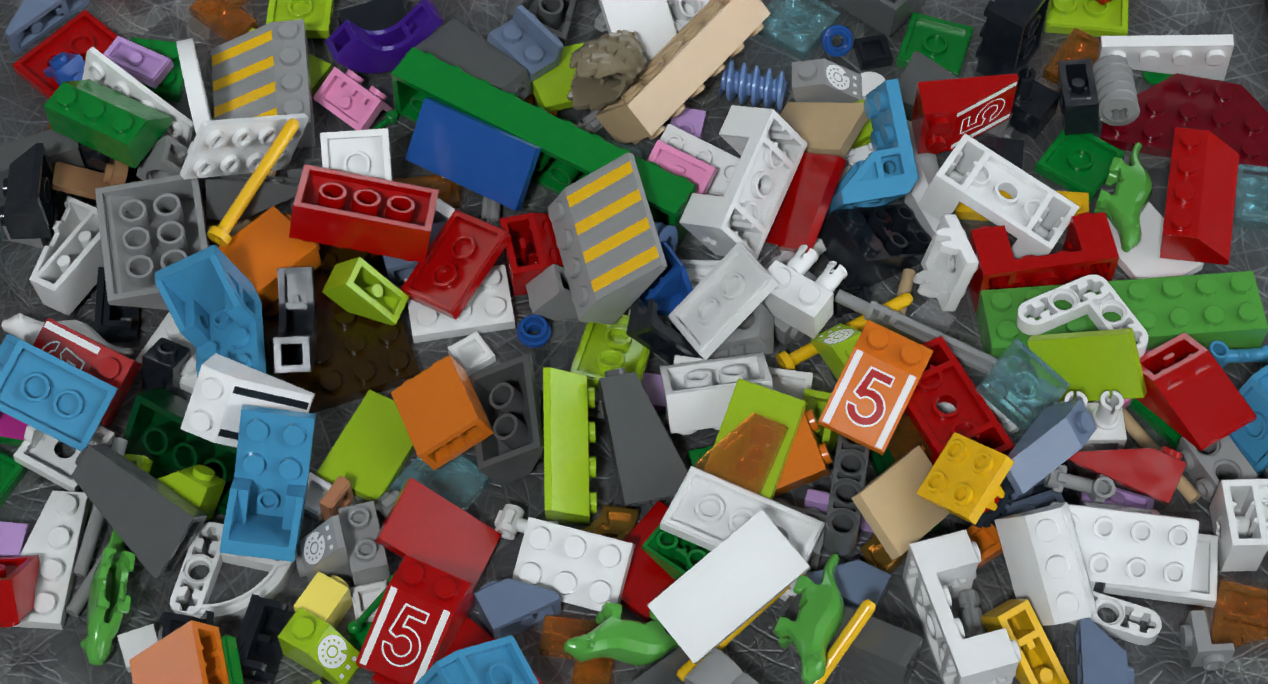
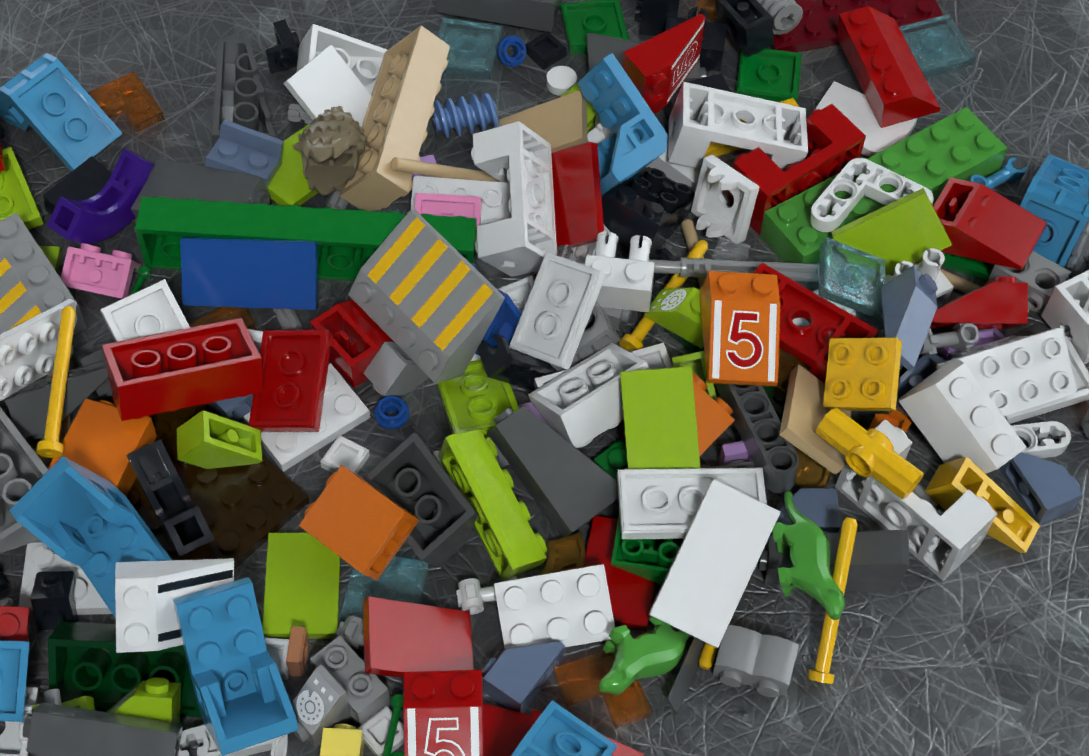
camera: 30 degrees left, 0 degrees up
(689, 126) = (439, 170): none -> tan bar
(746, 453) = (662, 436): clear orange wing -> none
(825, 82) = (524, 89): light grey slope -> none
(925, 551) = (869, 453): none -> yellow piece
(1129, 198) = (830, 84): bright green animal -> none

